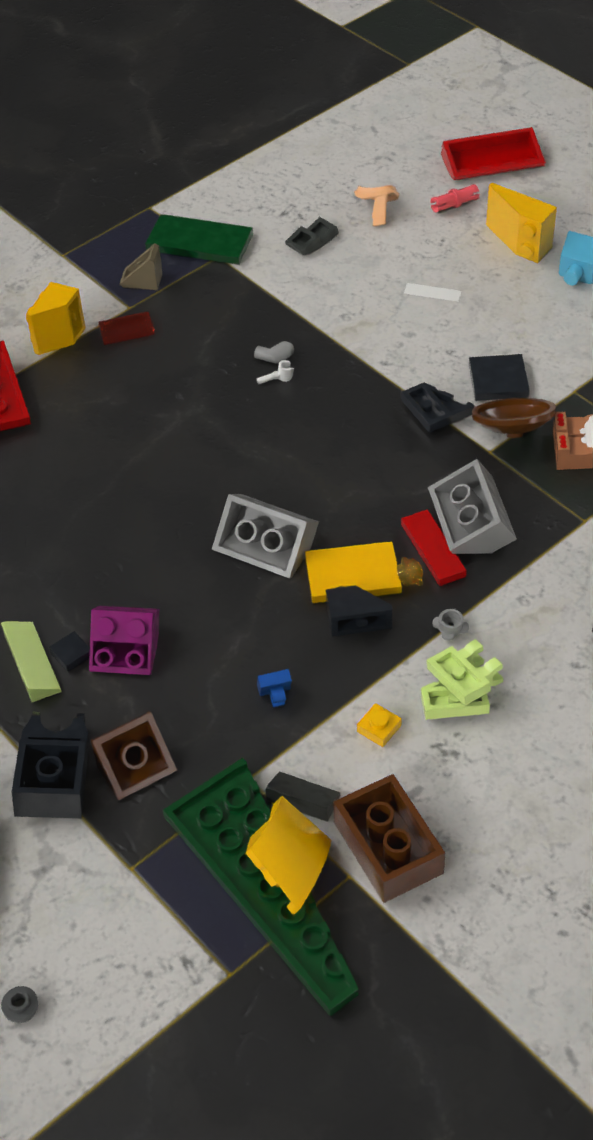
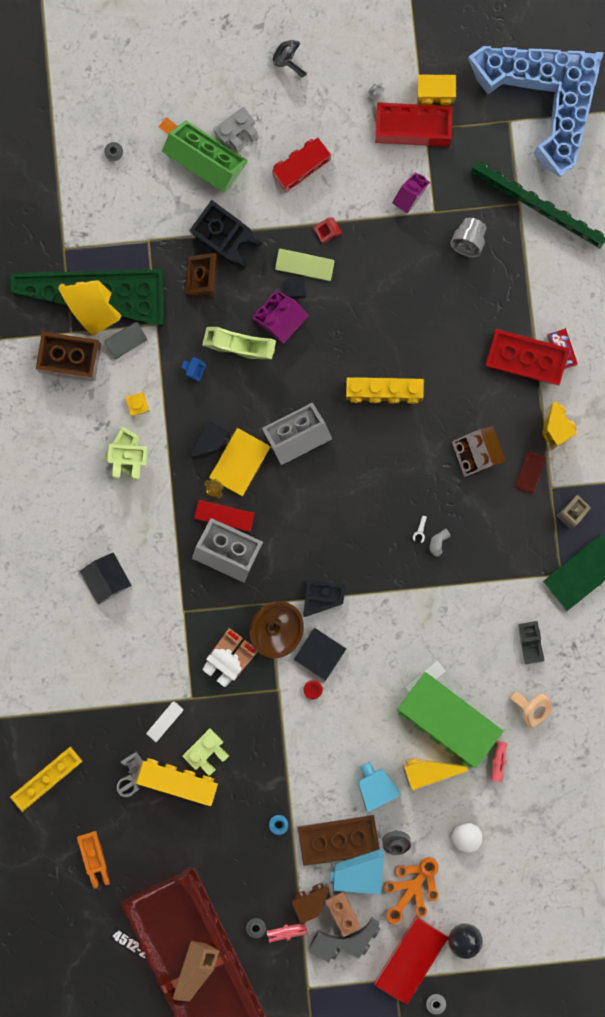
camera: 125 degrees right, 35 degrees up
(137, 484) = (384, 389): none -> yellow brick
(140, 371) = (478, 451): none -> reddish brown slope
(197, 647) = (240, 344): none -> yellowish green arch
(447, 618) = (163, 484): light grey plate -> none
(455, 247) = (449, 720): none -> bright green brick
(492, 153) = (523, 823): red slope -> none
(542, 362) = (313, 689): none -> red tile
(552, 181) = (467, 838): none -> white hair

